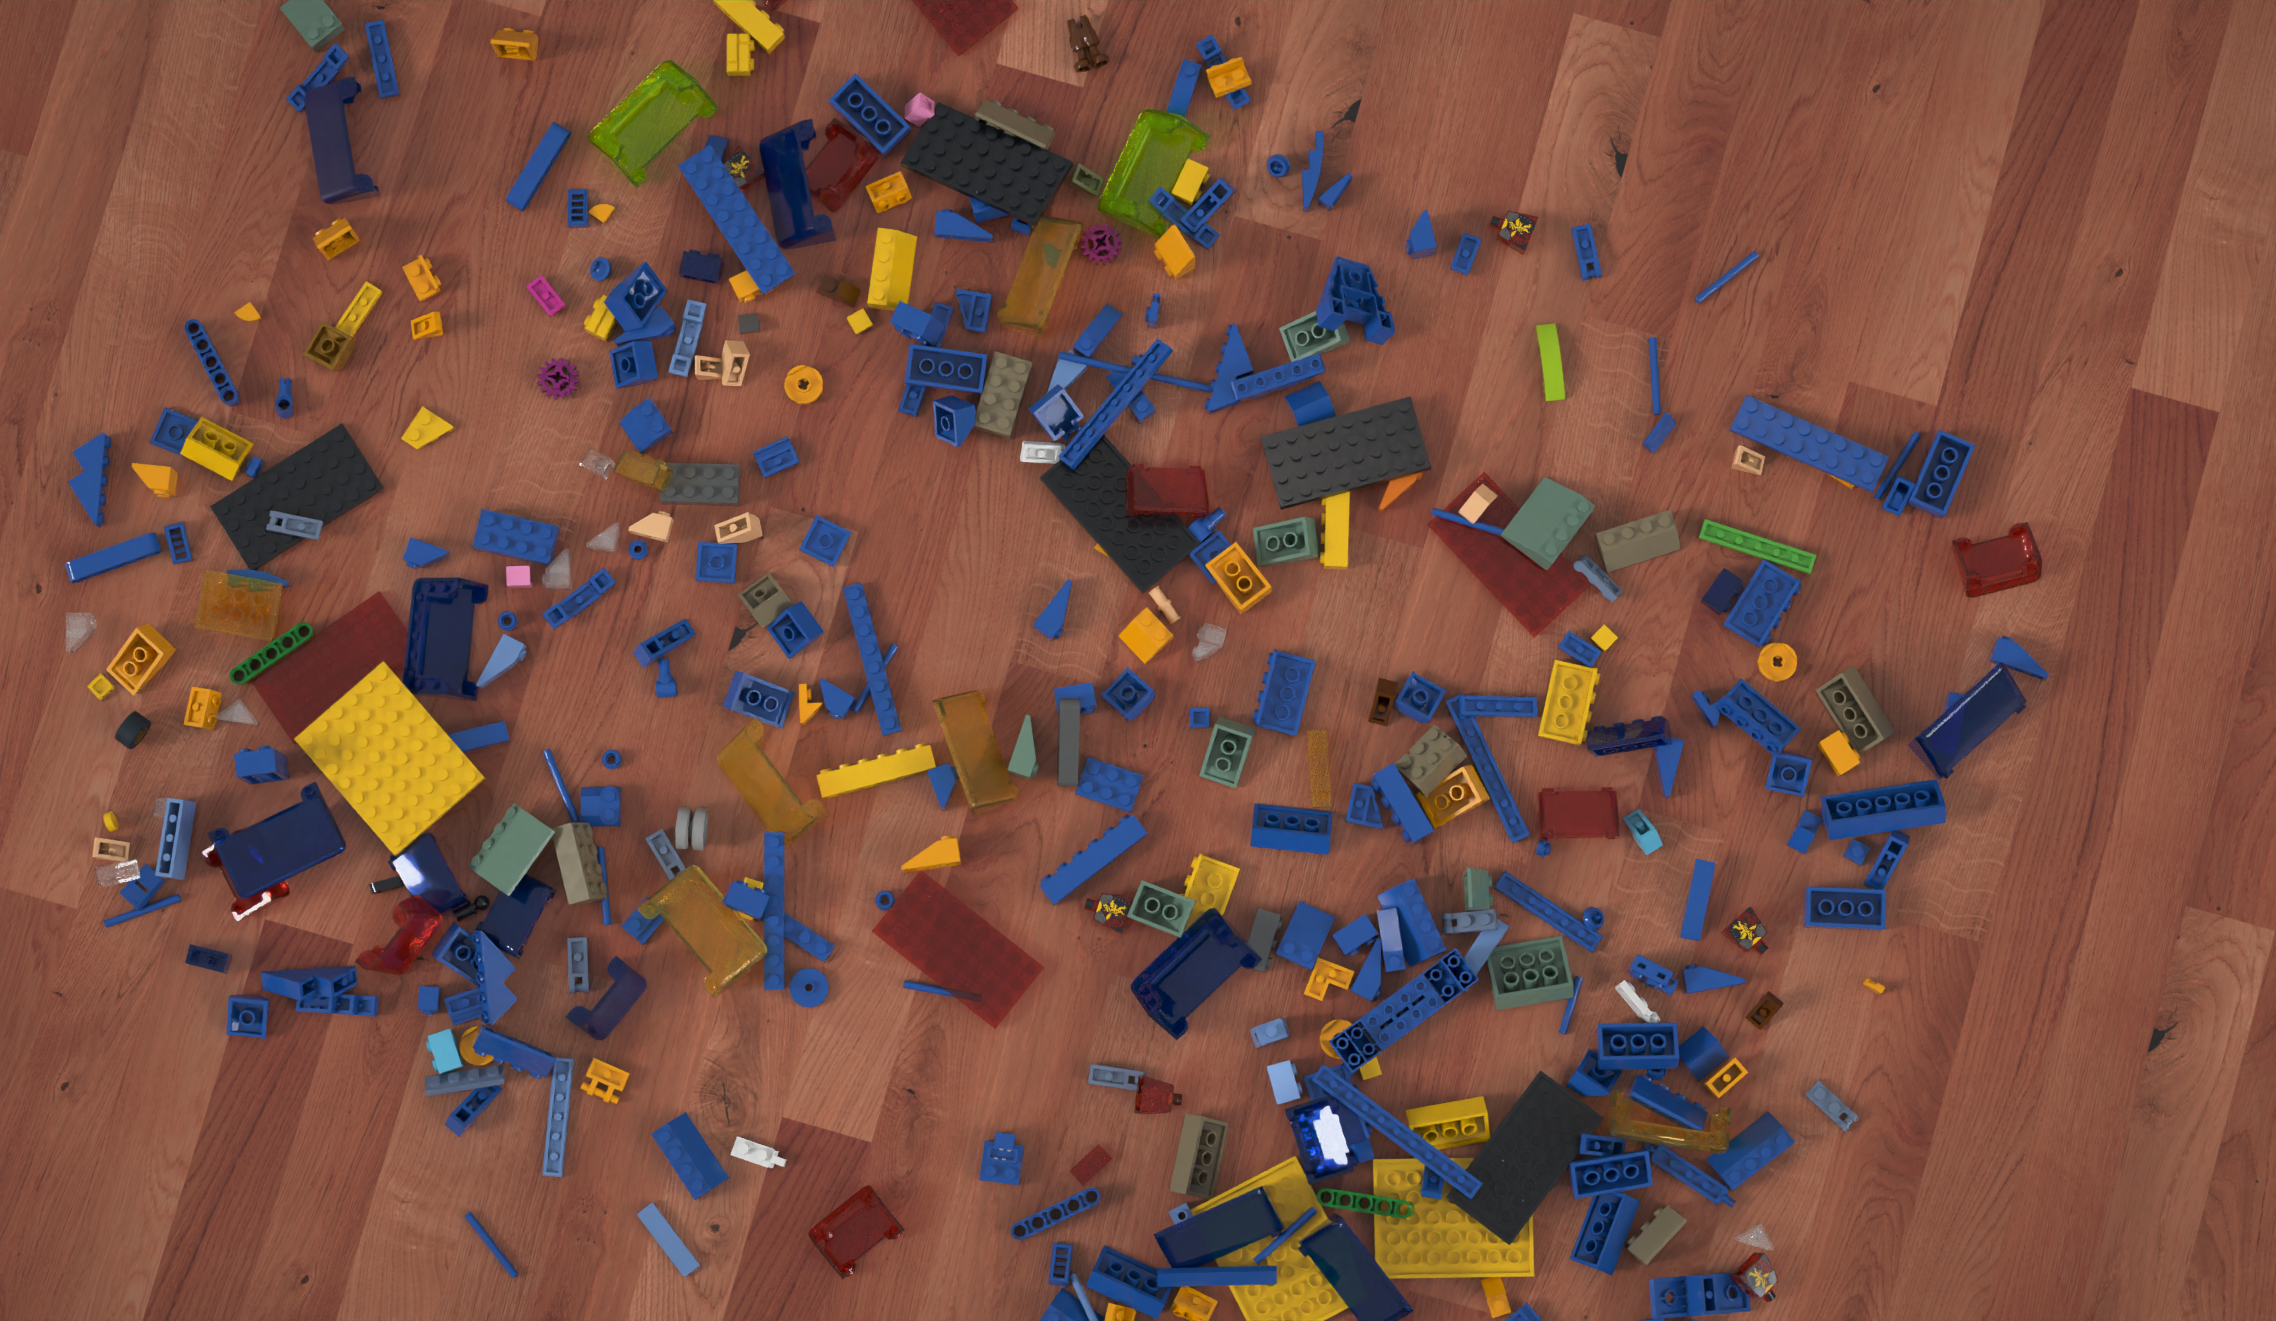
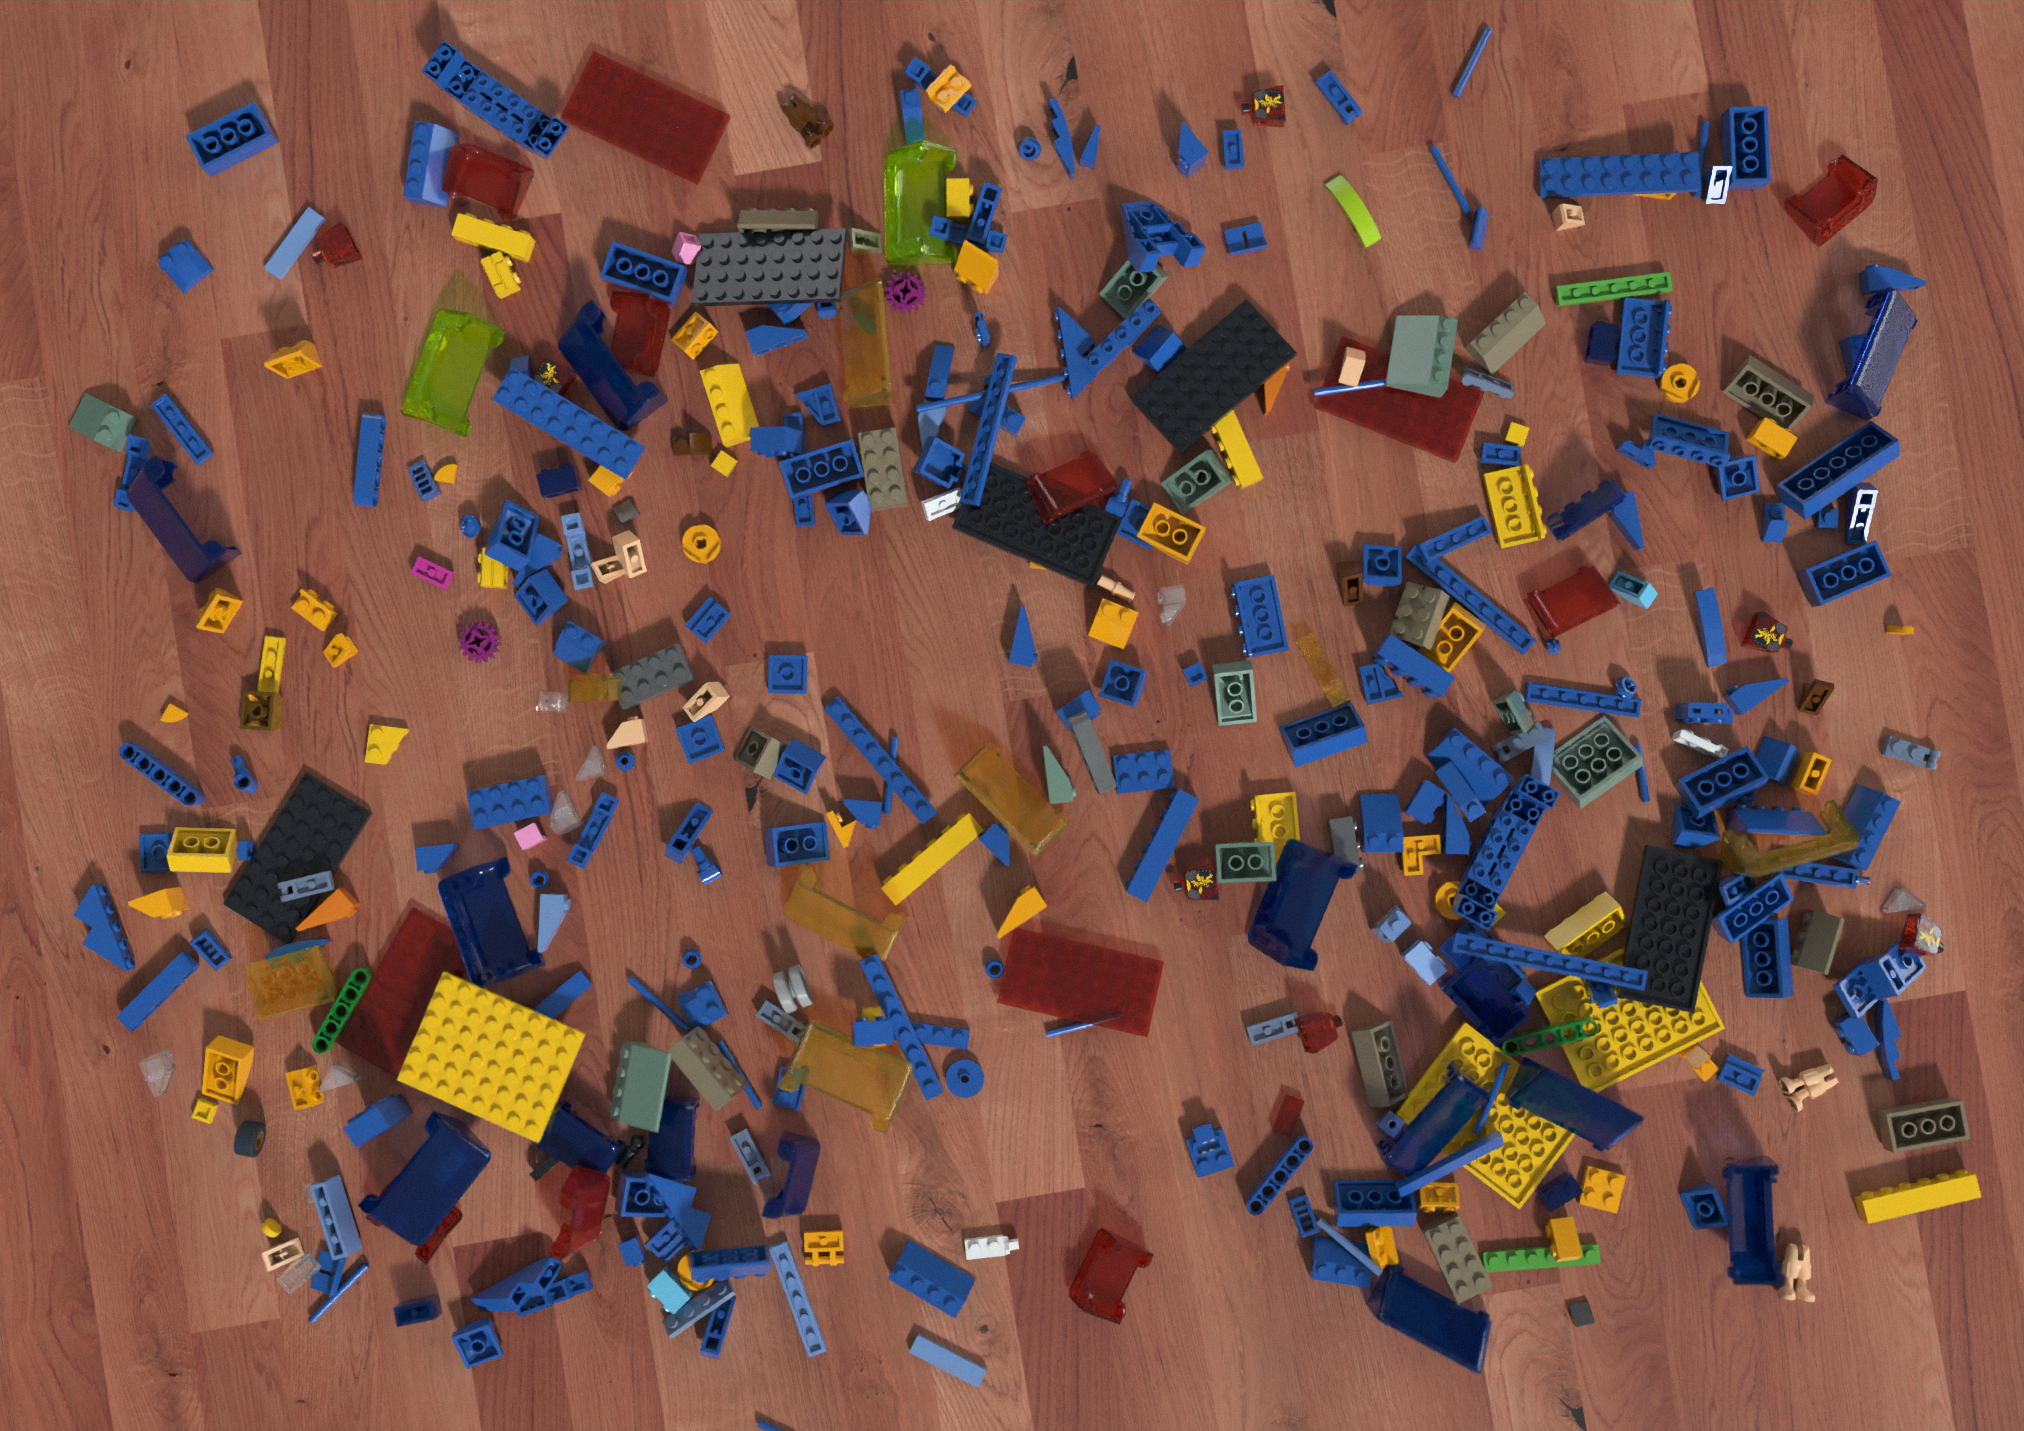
camera: 25 degrees left, 5 degrees up
(308, 558) = (335, 907): none -> orange slope
(1447, 343) = (1254, 236): none -> blue piece

